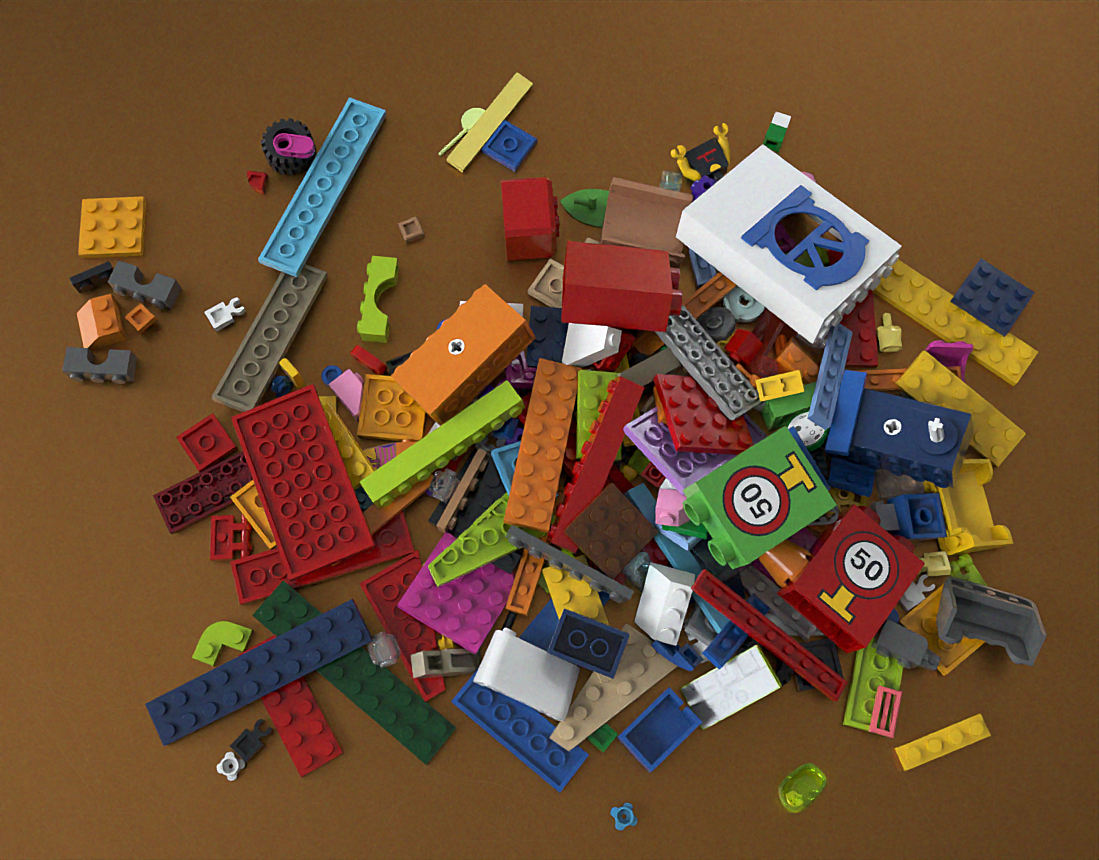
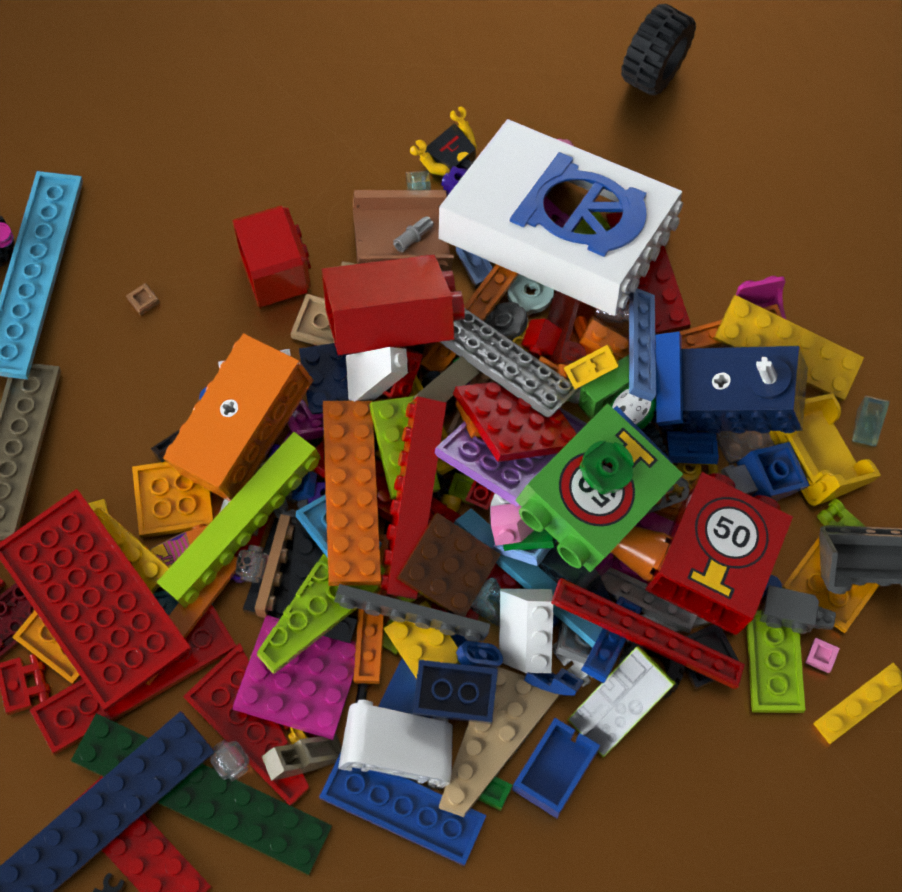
camera: 15 degrees left, 5 degrees down
(217, 636) = (36, 795): lime plate -> none
(281, 385) = (39, 502): blue plate -> none
(292, 373) = (49, 485): yellow tile -> none
(330, 373) = (94, 479): blue tile -> none
(349, 391) = (118, 490): bright pink slope -> none
(368, 360) = (131, 451): red beam -> none
(382, 275) = (123, 356): lime arch -> none
(468, 119) = (183, 167): yellowish green piece -> none
(489, 122) = (201, 163): light yellow tile -> none
(509, 145) = (230, 183): blue tile -> none
(587, 206) = (332, 229): bright green shield -> none
(618, 614) = (479, 654): none -> blue plate
(629, 820) = (541, 880): dark azure plate -> none
(654, 227) = (413, 234): none -> light grey axle
(763, 495) = (602, 480): none -> green plate
(776, 131) = (519, 102): green leg -> none
(802, 788) = (725, 789): clear neon green piece -> none
(876, 709) = (793, 707): coral tile -> none
(889, 335) = (694, 290): light yellow piece -> none
(913, 111) = (658, 49): none -> black tyre
(914, 593) = (790, 555): white plate -> none
(918, 690) = (822, 655): none -> bright pink plate
(932, 308) = (759, 258): yellow plate -> none
(935, 564) = (805, 518): light yellow plate -> none
(992, 297) = (792, 224): dark blue plate -> none
(1016, 491) = (870, 420): none -> clear light blue slope

